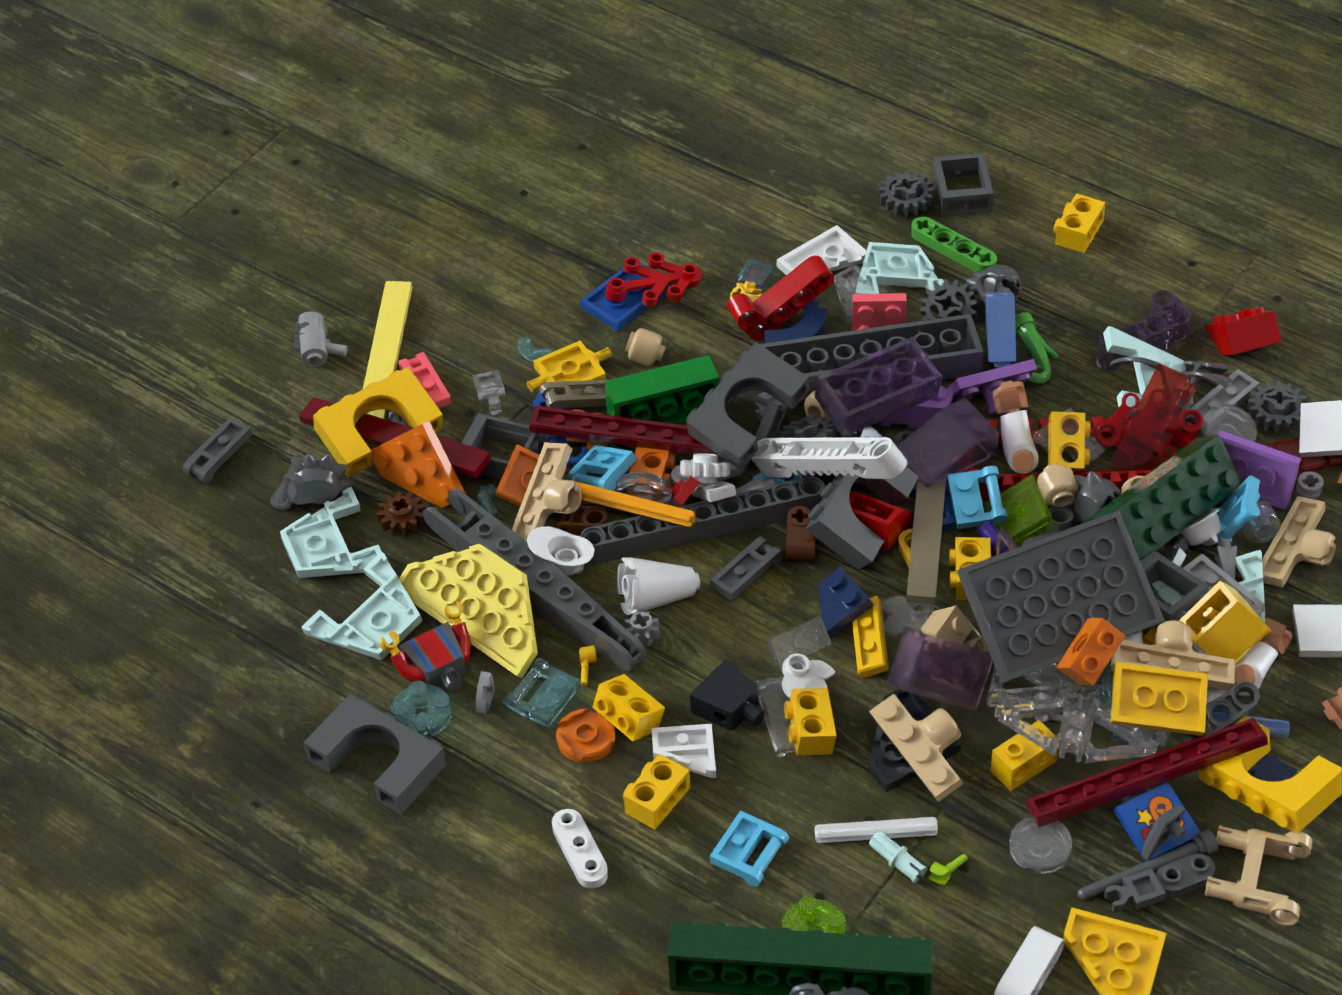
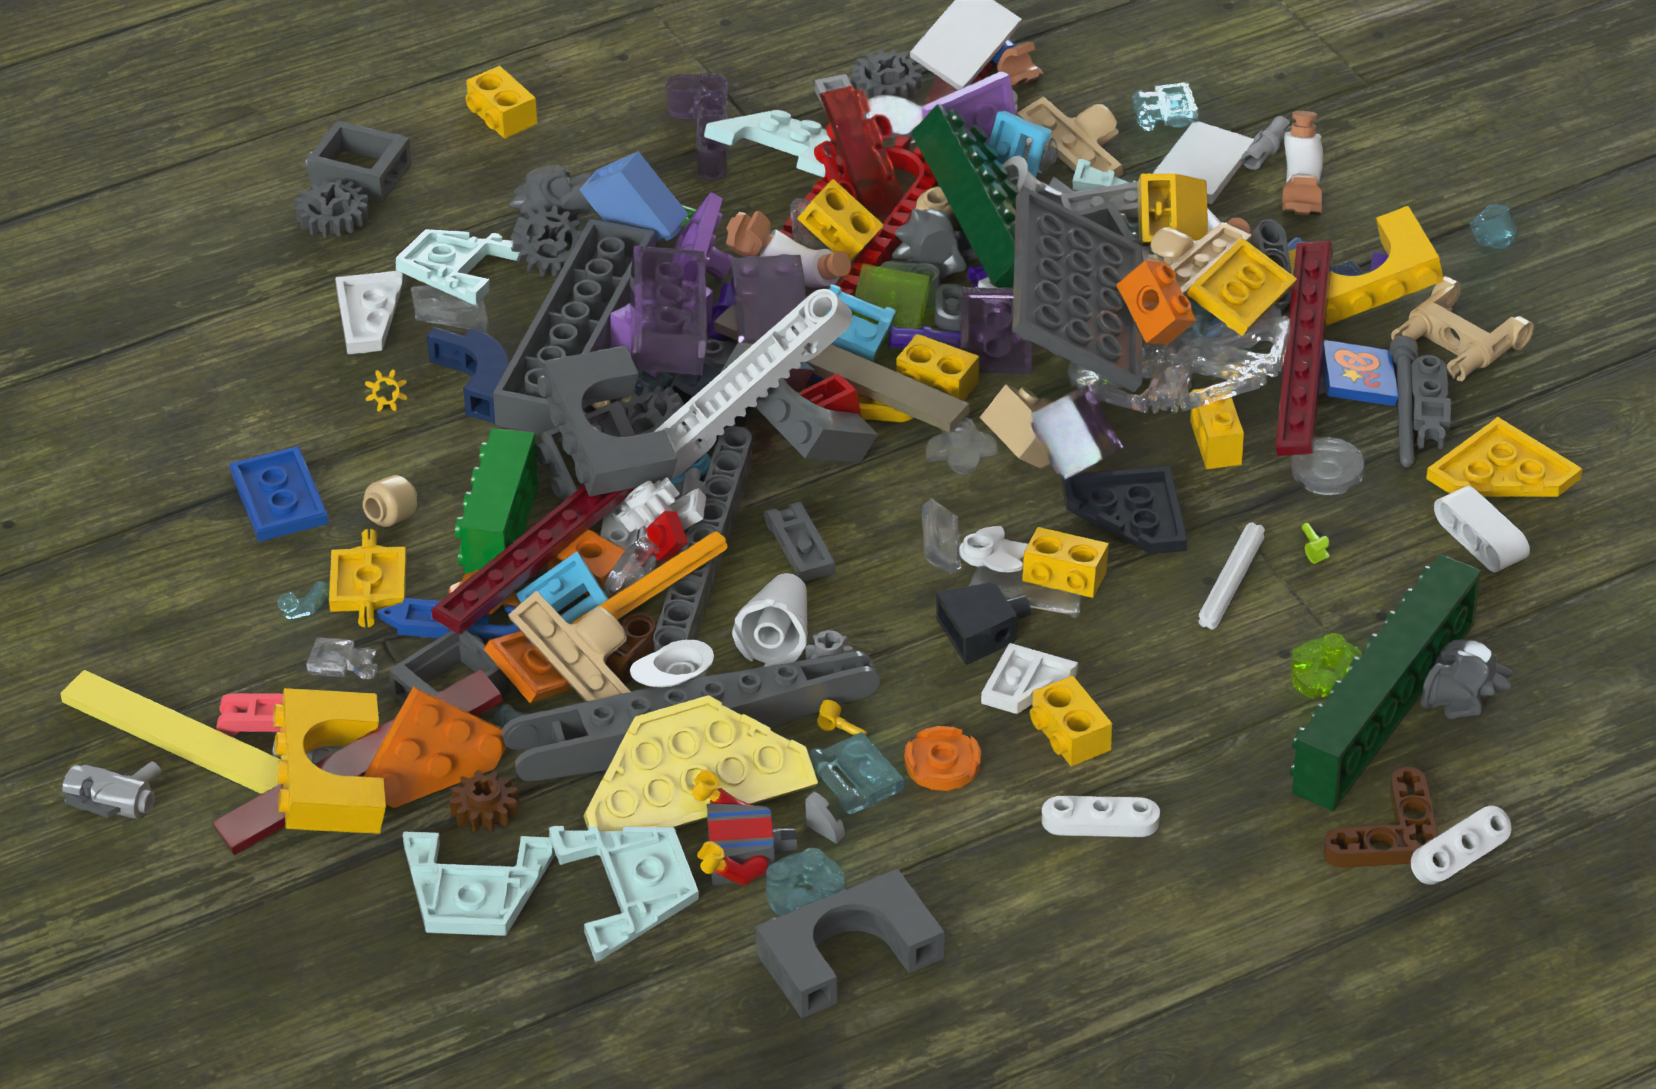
camera: 65 degrees left, 5 degrees down
(217, 449) = (223, 945): dark grey plate -> none
(310, 481) = (365, 864): dark grey head -> none
(574, 394) = (425, 578): dark tan plate -> none
(628, 707) = (941, 699): yellow brick -> none
(685, 276) = (295, 429): red plant -> none
(740, 843) = (1186, 684): medium azure plate -> none
(755, 272) = (341, 375): clear light blue tile -> none
(782, 299) = (430, 376): red beam -> none
(799, 542) = (790, 480): reddish brown piece -> none
(841, 601) = (903, 481): dark blue wing -> none
(870, 641) = (970, 483): yellow tile -> none
(878, 310) = (521, 293): coral plate -> none
(897, 856) = (1280, 569): light aqua axle -> none
(922, 743) = (1159, 487): tan plate -> none
(929, 231) = (396, 218): bright green beam -> none
(1057, 485) = (895, 249): tan head -> none
(1163, 830) = (1381, 361): dark grey piece -> none
(1215, 368) = (796, 97): dark grey plant -> none
(1244, 330) = (764, 55): red slope -> none

